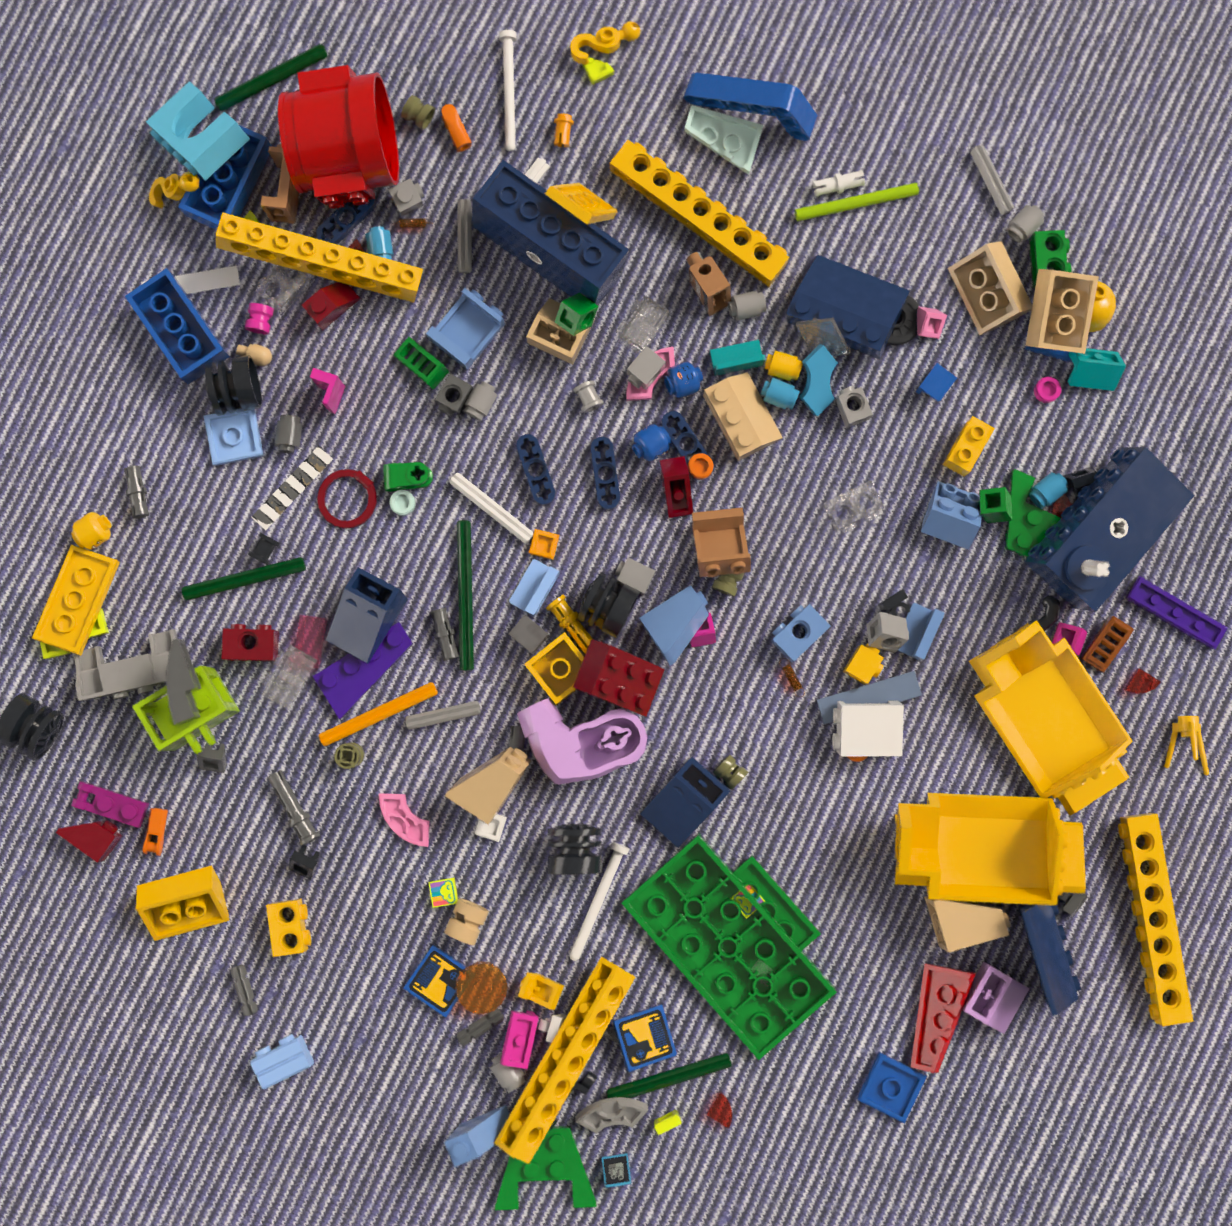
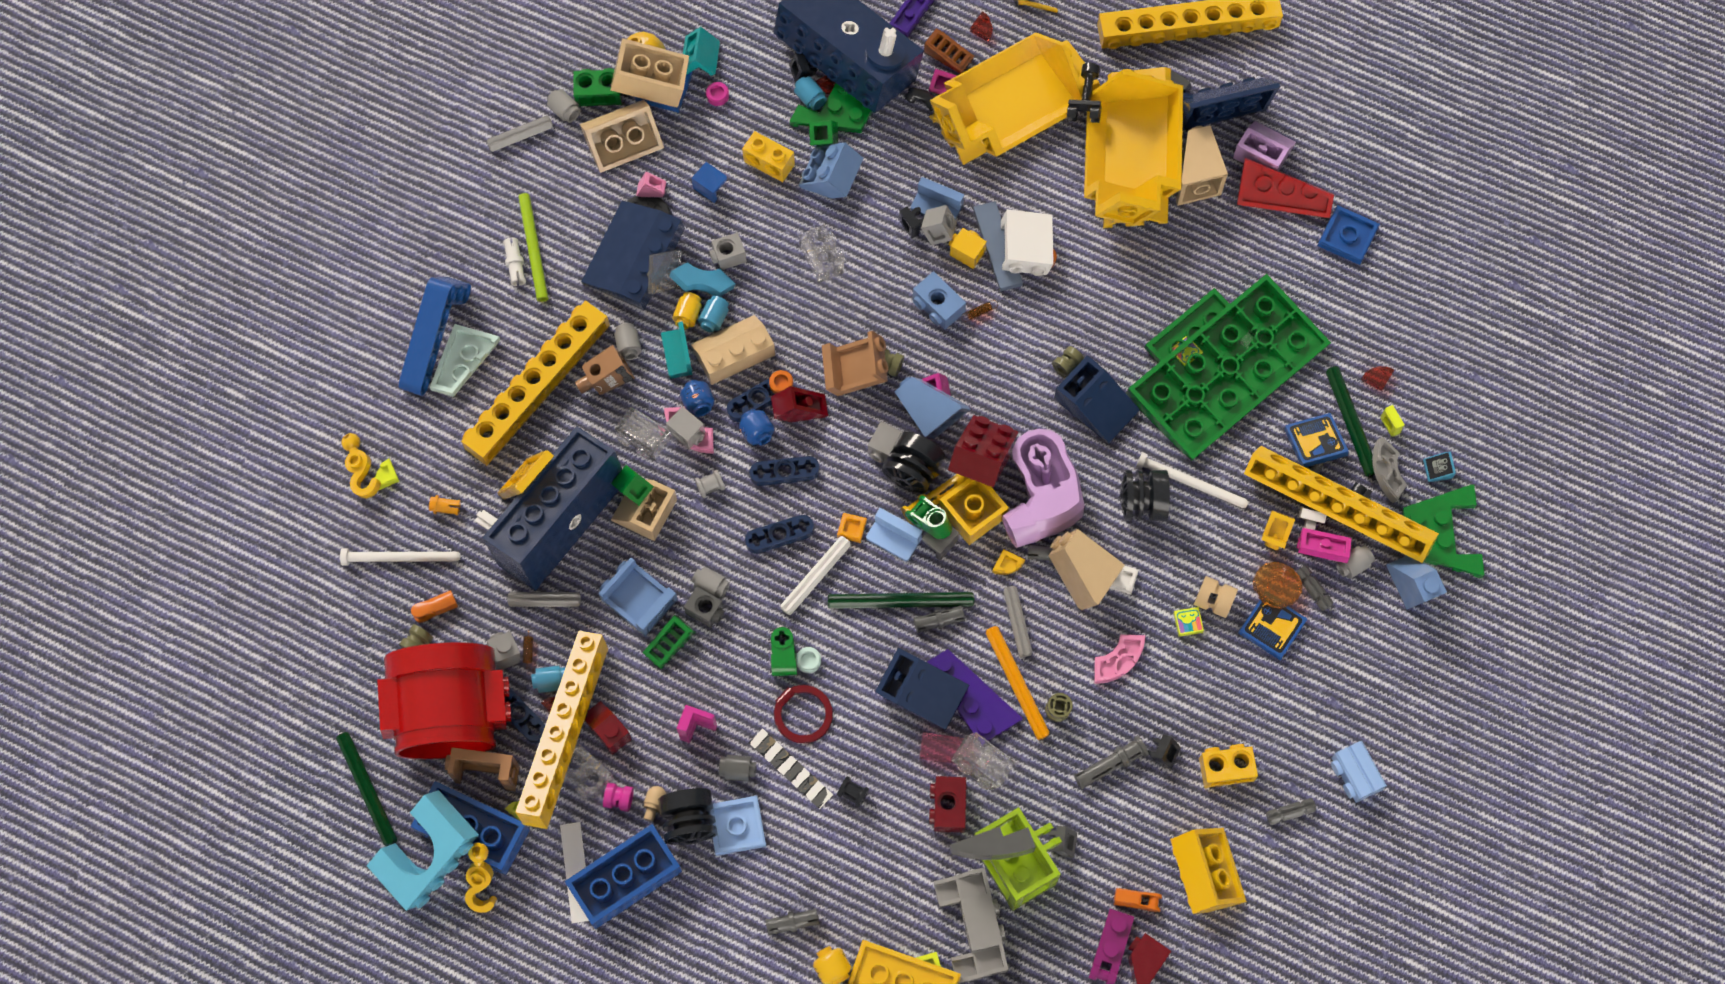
camera: 90 degrees left, 15 degrees down
(243, 578) = (882, 814): dark green axle -> none
(506, 705) = (1008, 563): none -> yellow tile
(546, 618) = (927, 515): none -> green piece
(1077, 800) = (1089, 72): none -> black bar

